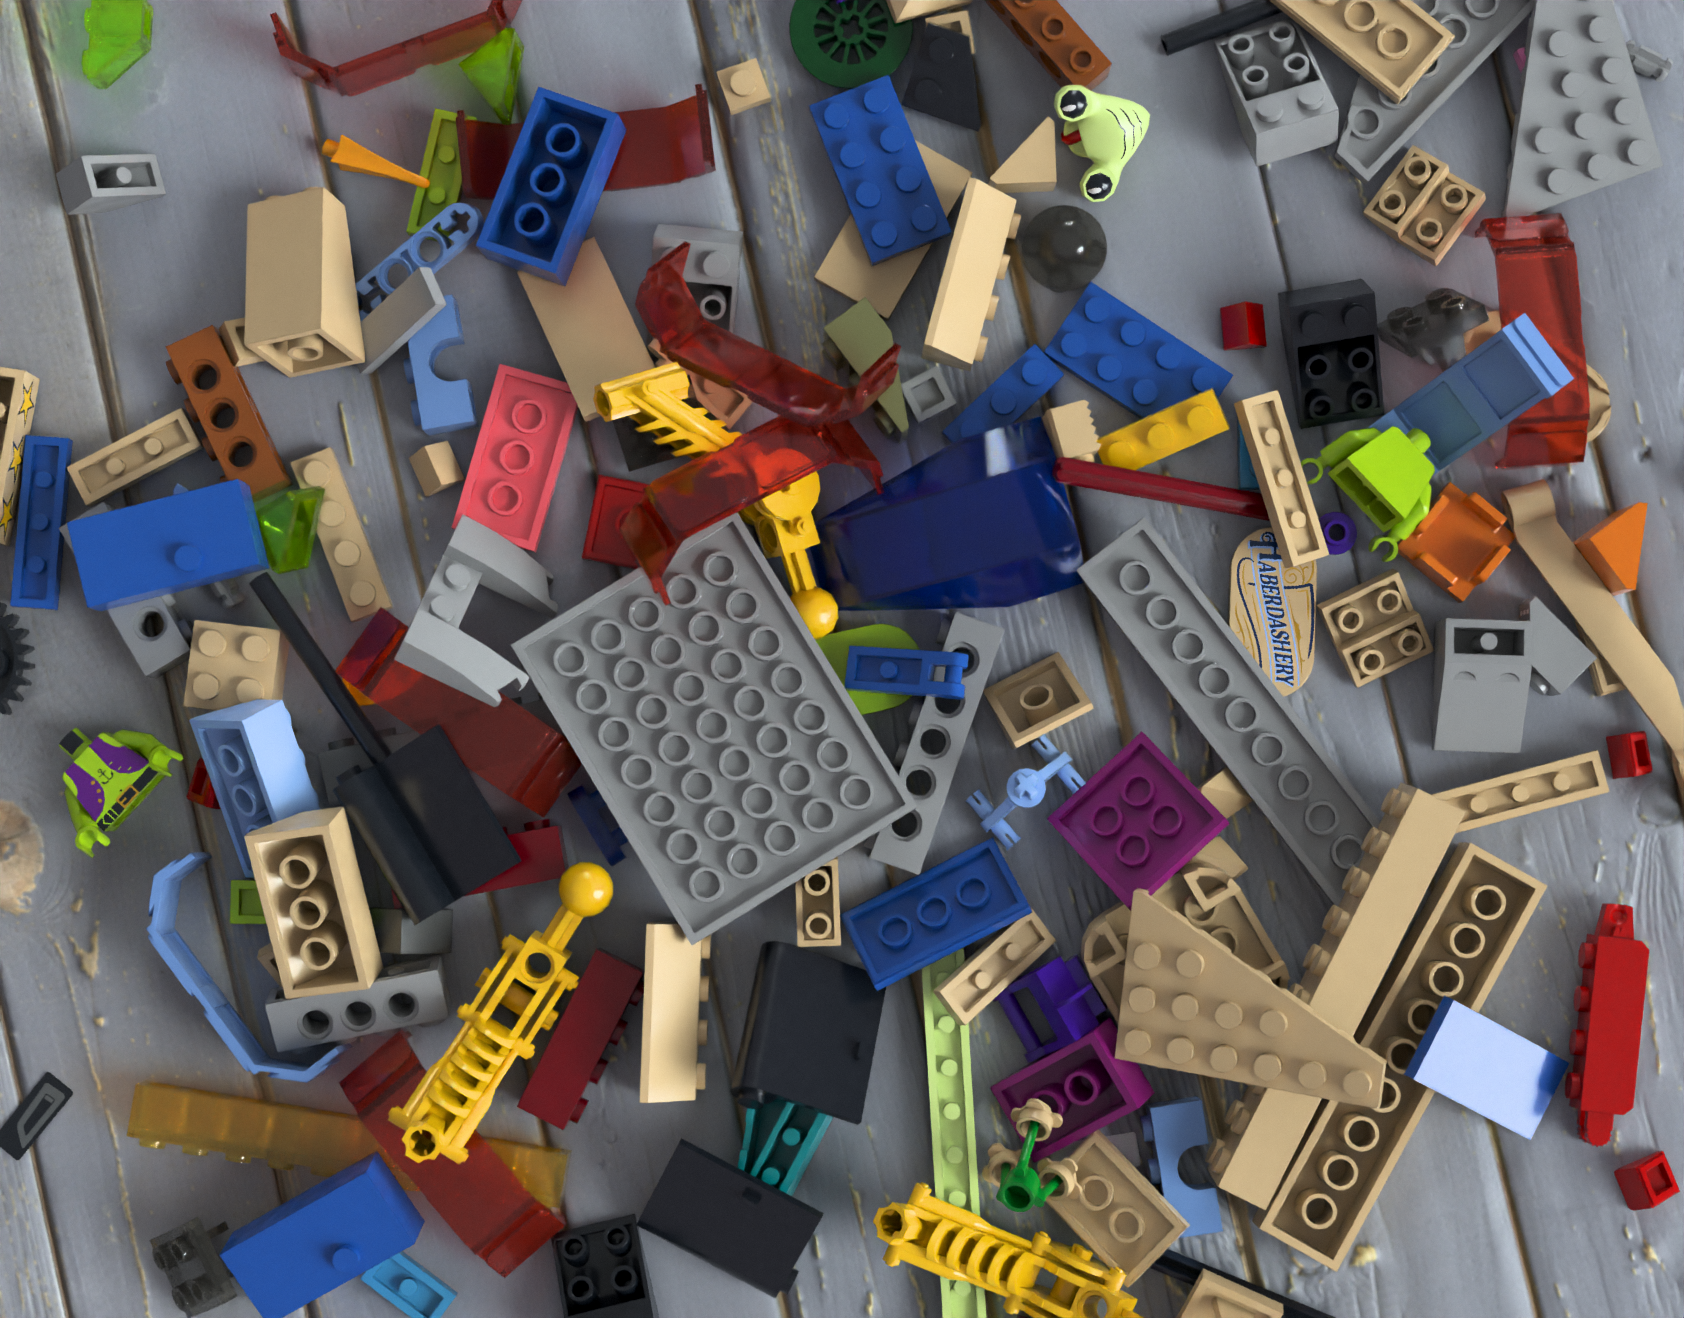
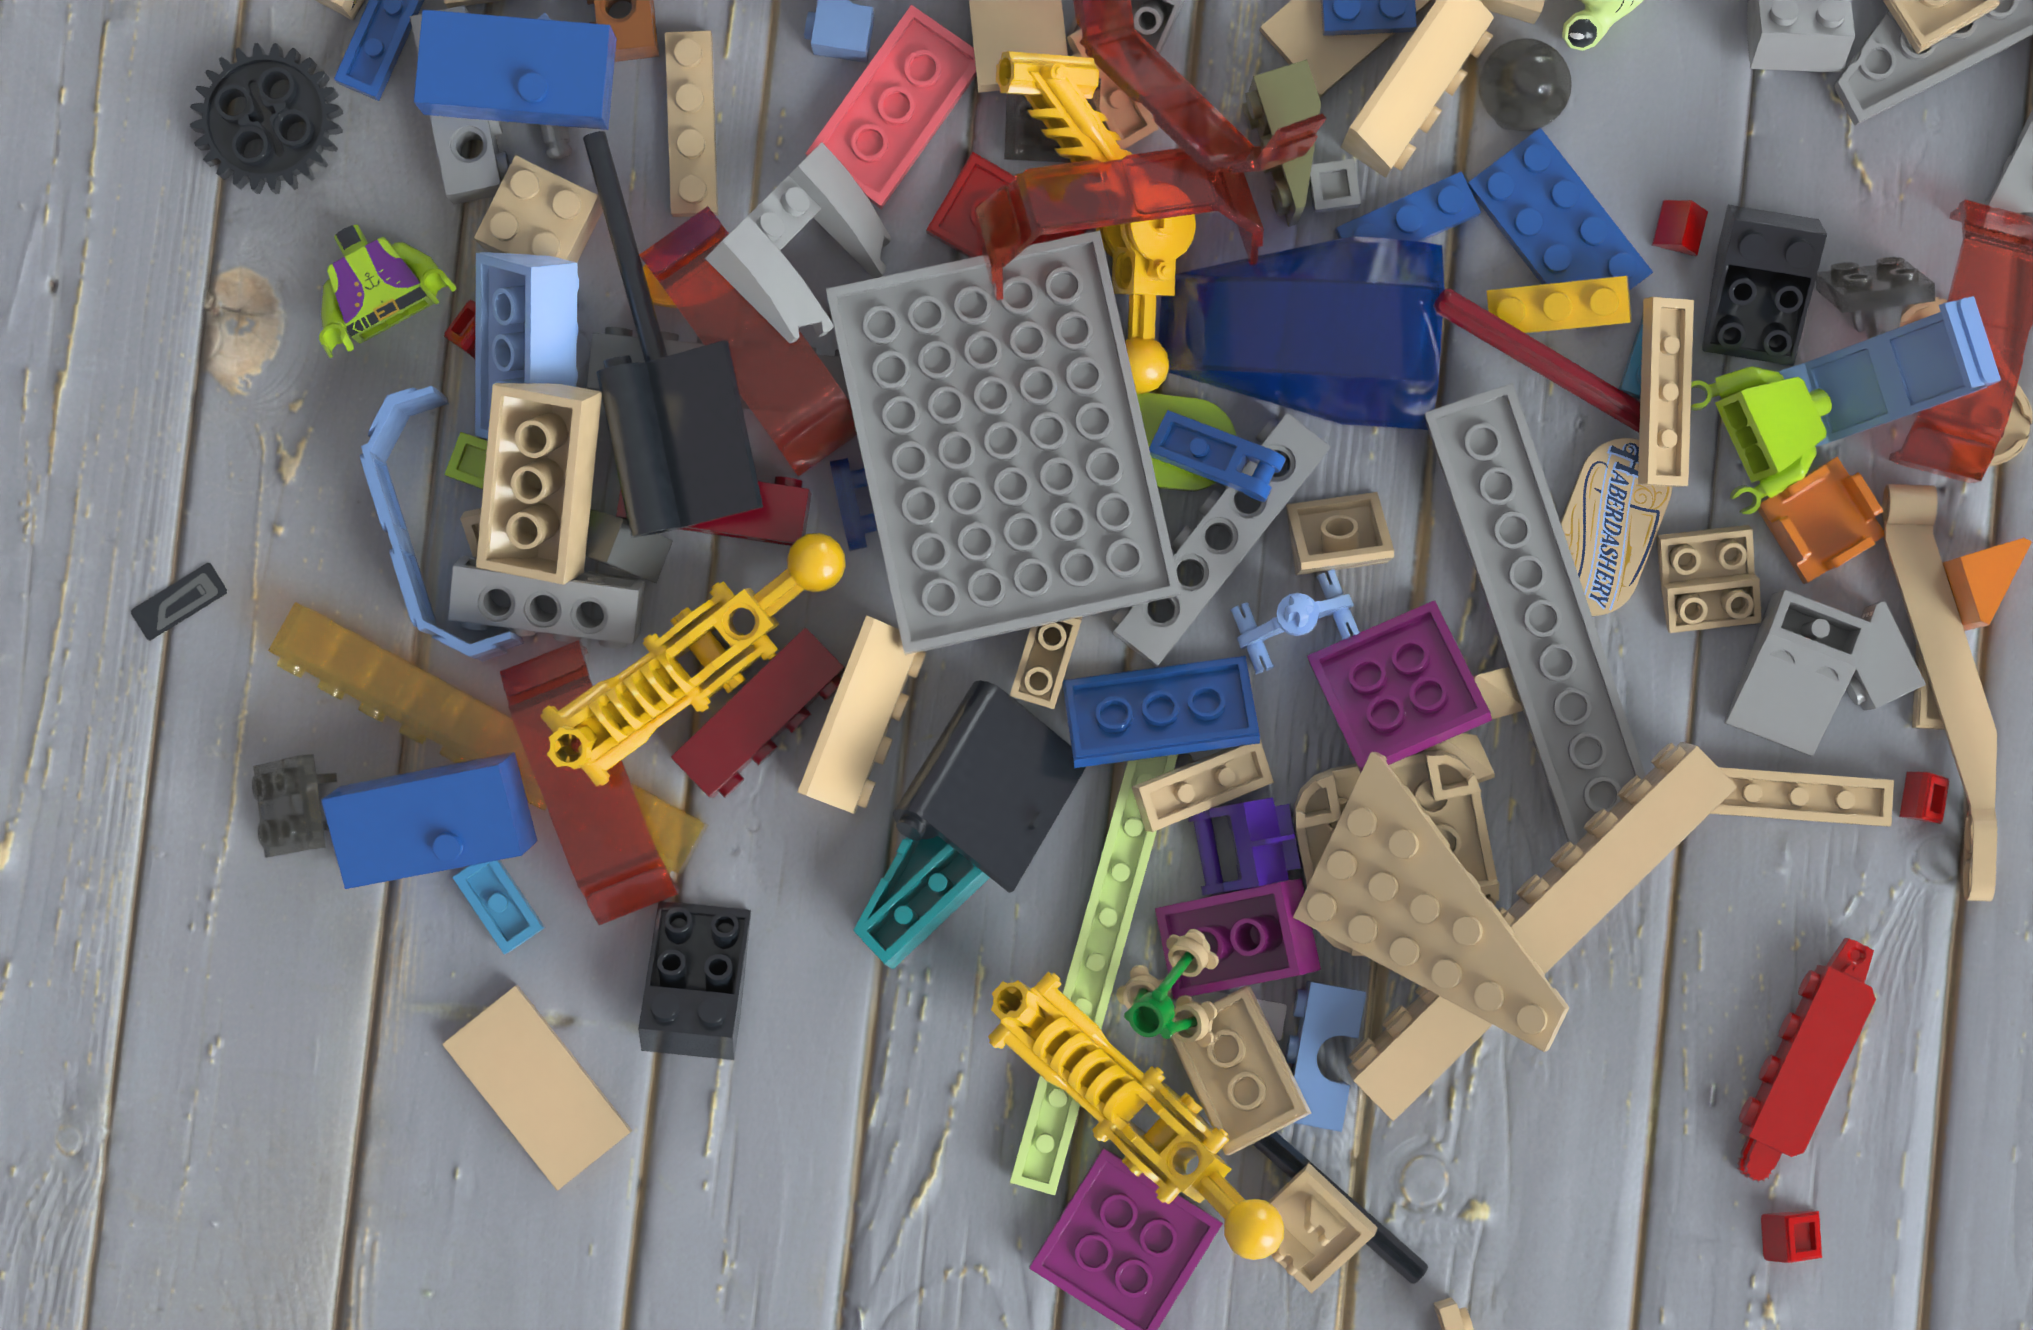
camera: 20 degrees right, 0 degrees up
(290, 528) = (642, 97): clear neon green slope -> none
(436, 468) = (810, 88): tan slope -> none
(730, 1219) = (846, 944): black door -> none
(1071, 431) = (1469, 267): tan brick -> none
(1348, 528) = (1716, 464): dark purple plate -> none
(1352, 1148) = (1613, 995): tan brick -> none
(1424, 205) = (1908, 167): tan slope -> none
(1486, 1067) = (1668, 1059): tile -> none

